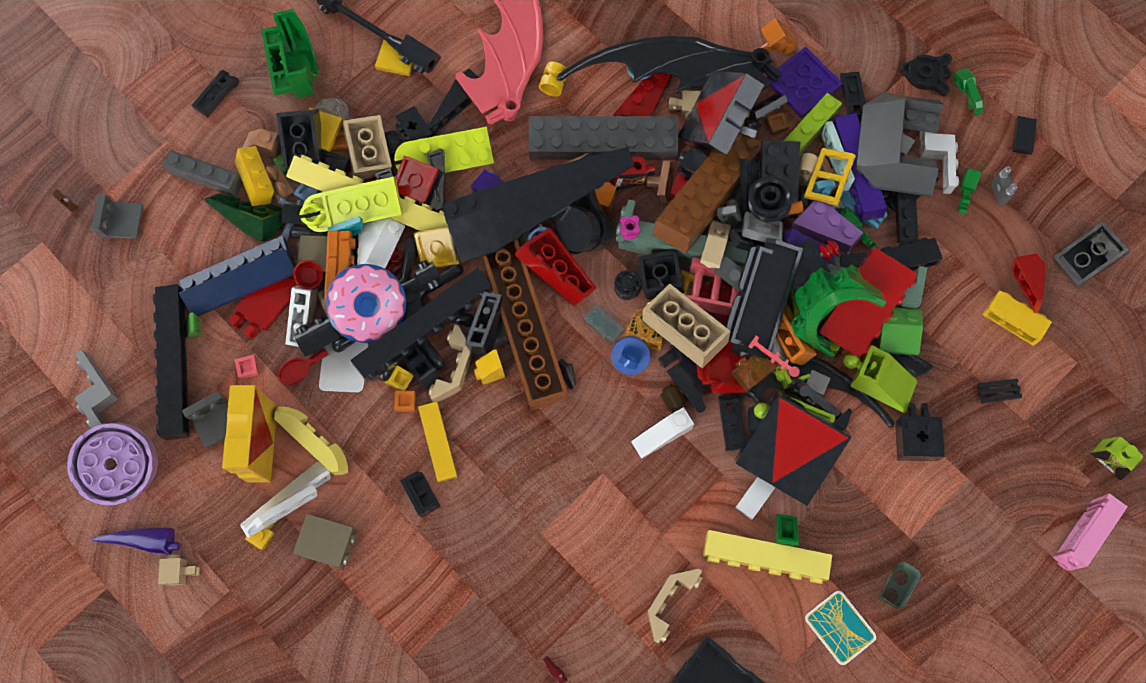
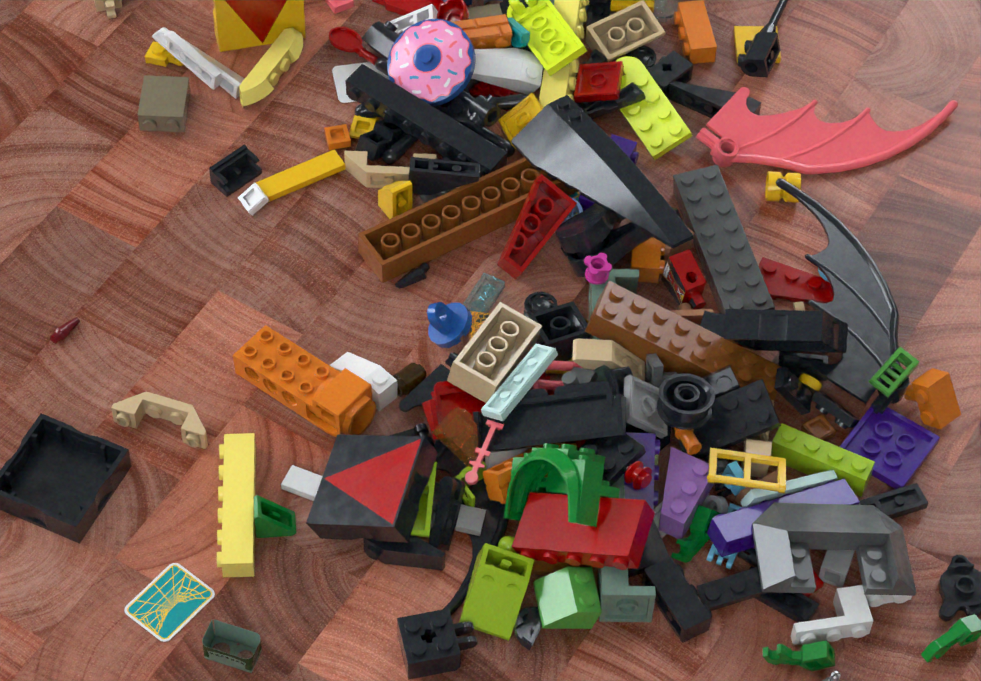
camera: 70 degrees right, 20 degrees down
(373, 95) = (695, 32): none -> orange brick
(454, 484) = (253, 199): none -> white tile
(665, 479) = (306, 384): none -> orange brick
(723, 313) = (519, 382): none -> light aqua tile
(751, 54) = (904, 358): none -> bright green slope

